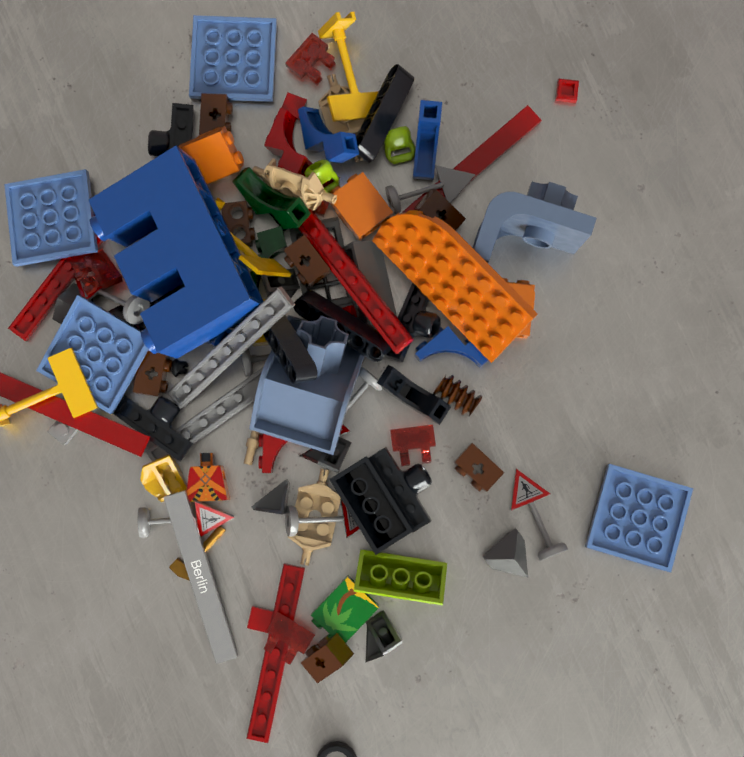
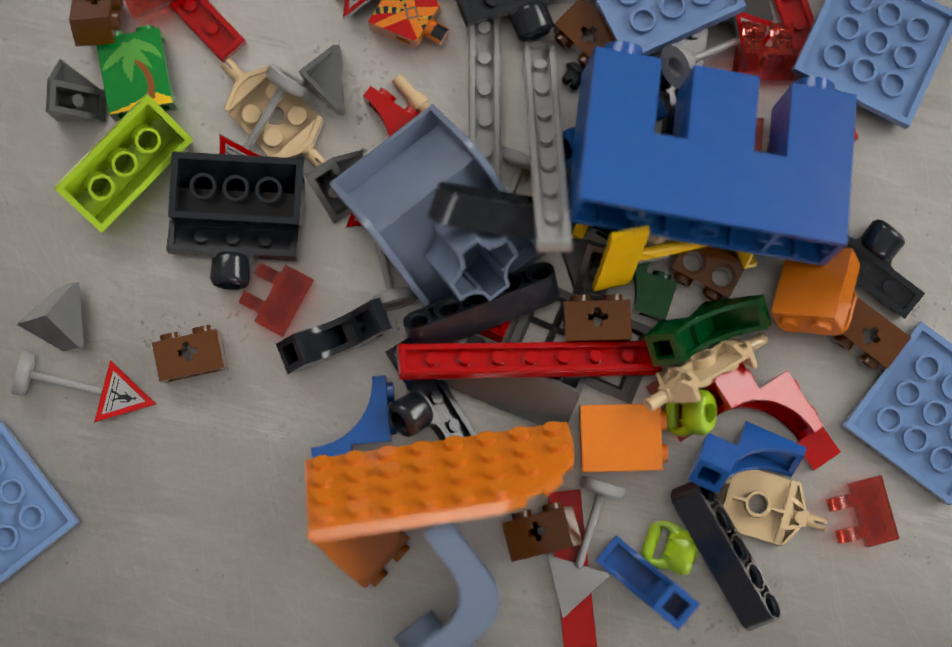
camera: 125 degrees right, 0 degrees up
(352, 105) = (761, 525): yellow piece -> none
(458, 395) = (296, 393): reddish brown piece -> none

